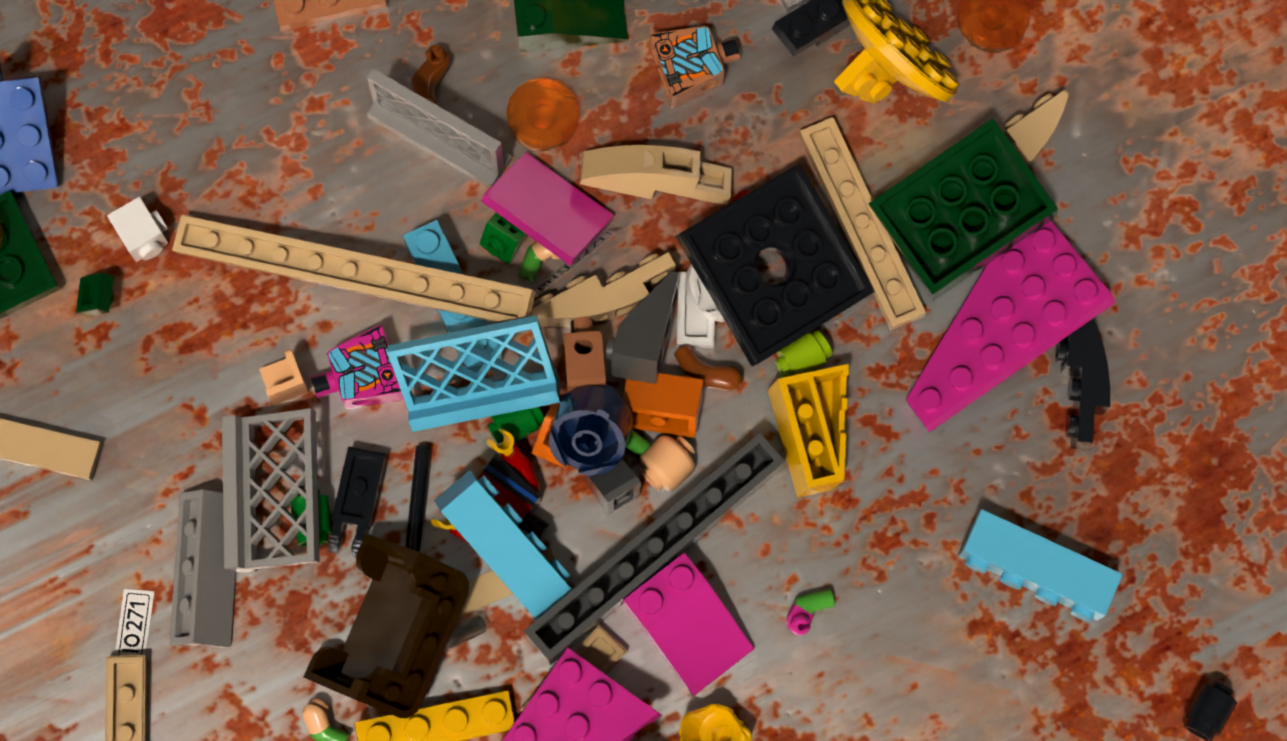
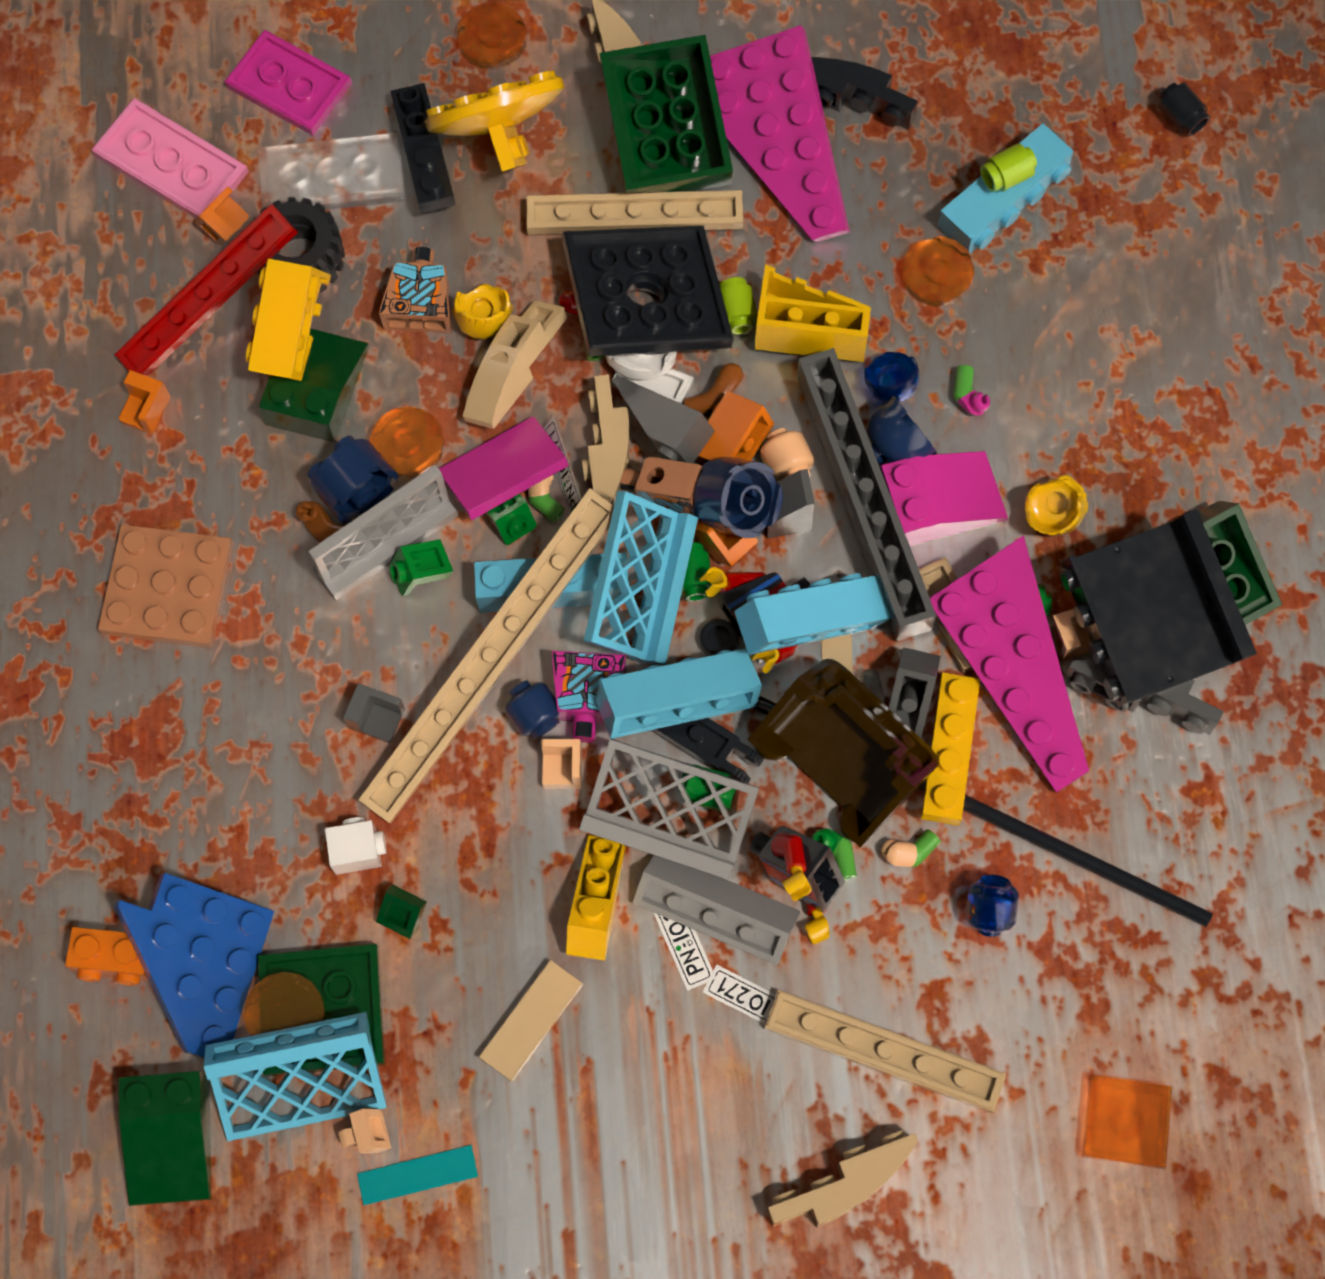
camera: 60 degrees left, 5 degrees down
(153, 562) = (686, 952): none -> white sticker
(165, 459) = (595, 899): none -> yellow slope
(254, 632) = (805, 872): none -> torso
(269, 194) = (374, 713): none -> dark grey panel
(301, 653) = (841, 849): none -> bright green arm
(324, 330) = (532, 709): none -> dark blue head
(380, 451) = (678, 692): none -> medium azure brick
(425, 175) = (419, 565): none -> green bracket
(460, 464) = (718, 636): none -> black tile
(476, 669) = (914, 687): none -> dark grey slope
(477, 80) = (352, 478): none -> dark blue brick
(698, 125) = (482, 311): none -> yellow hair
(727, 557) = (895, 434): none -> dark blue cylinder
(789, 530) = (892, 375): none -> clear blue hair
(926, 533) = (937, 271): none -> clear orange tile
(1050, 557) = (1008, 168): none -> lime brick

